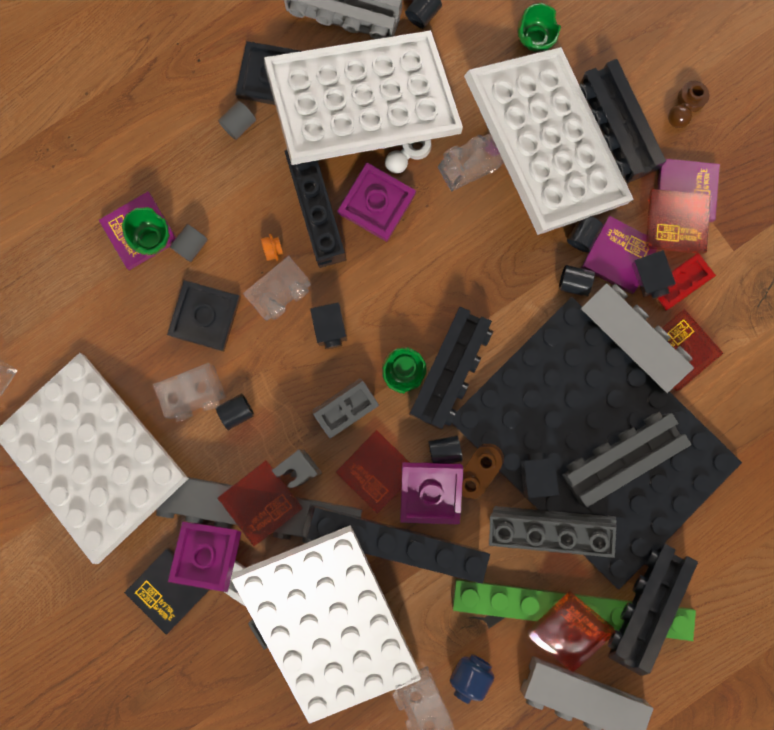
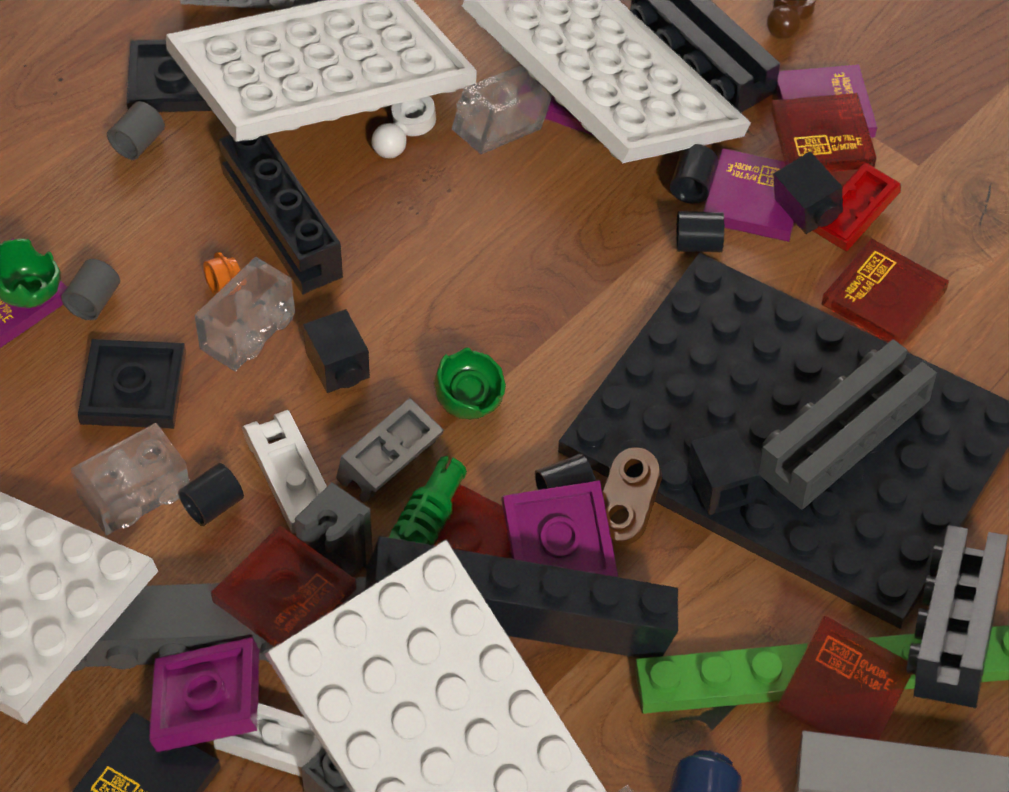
camera: 20 degrees left, 30 degrees down
(284, 404) = (285, 464): none -> white plate
(353, 465) = (430, 505): none -> green hinge
(376, 202) = (372, 191): magenta plate -> none
(451, 368) = (541, 376): black brick -> none
(553, 531) = (767, 538): dark grey brick -> none
(637, 337) = (814, 273): light grey brick -> none

